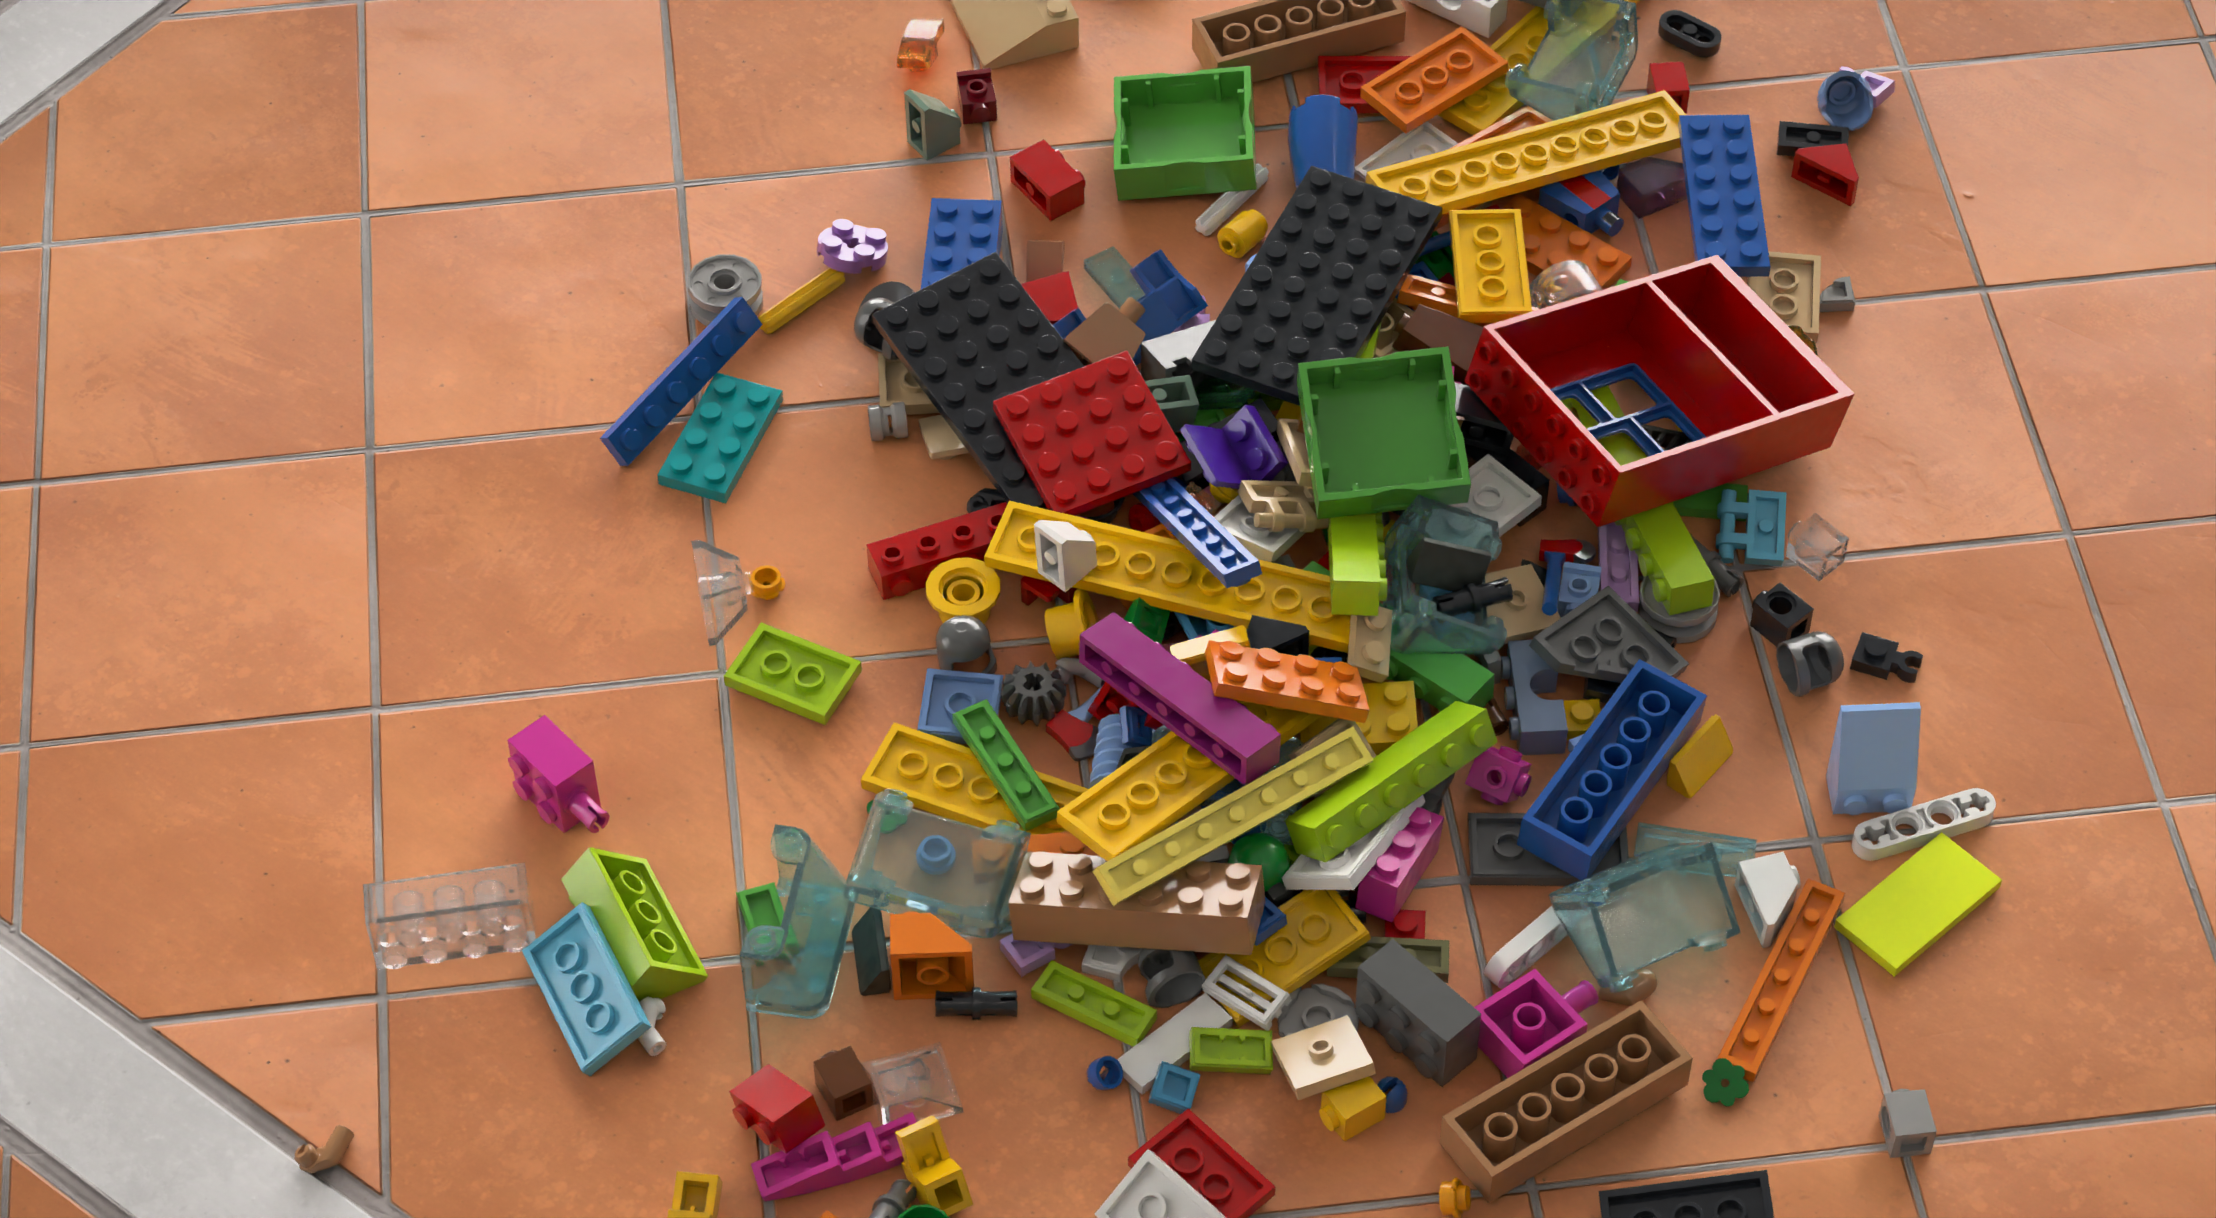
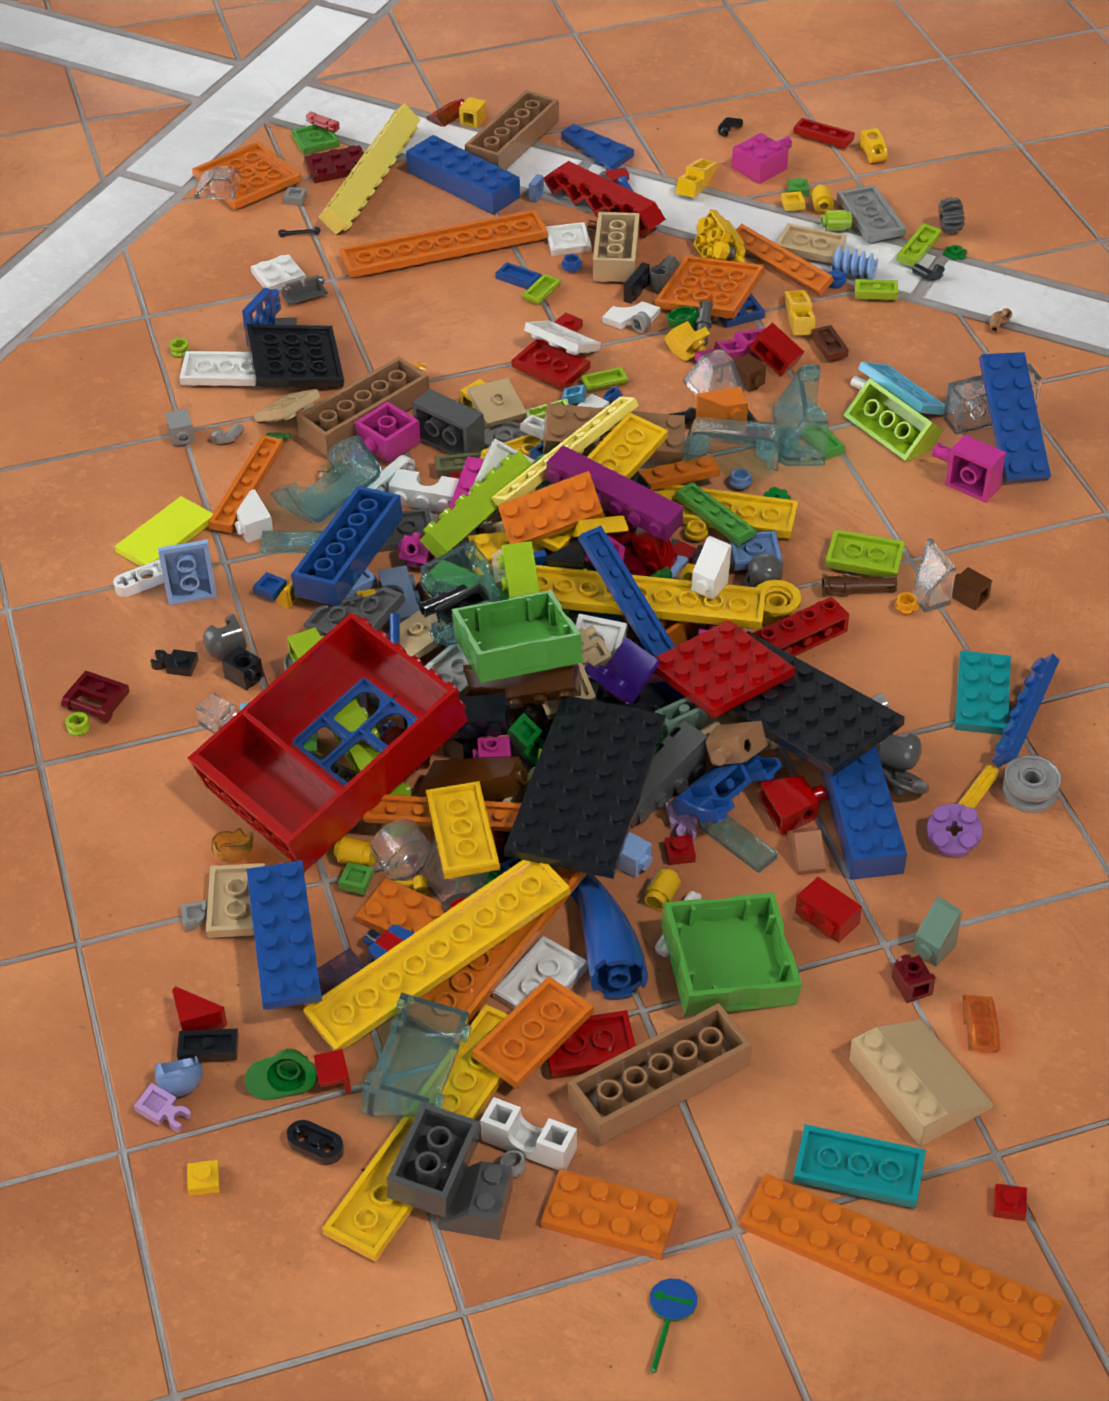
camera: 170 degrees right, 5 degrees down
(444, 839) = (1014, 416): none -> blue plate
(661, 584) = (971, 588): none -> reddish brown brick
(665, 1139) = (829, 343): none -> copper plate
(842, 626) = (847, 584): none -> reddish brown pin
(1043, 759) = (696, 530): none -> yellow plate
(1108, 1127) = (605, 379): none -> lime tile
(1209, 284) = (679, 850): none -> red plate
(1444, 886) = (414, 495): none -> white arch
(1710, 1107) = (287, 406): none -> tan plate
(1723, 91) = (280, 1075): none -> green piece
(1740, 760) = (269, 586): none -> blue plate
(1812, 25) = (203, 1178): none -> yellow plate
(1819, 1102) = (227, 437): none -> light grey arm
(2000, 613) = (97, 689): none -> dark red plate
(2029, 571) = (77, 729): none -> lime bush

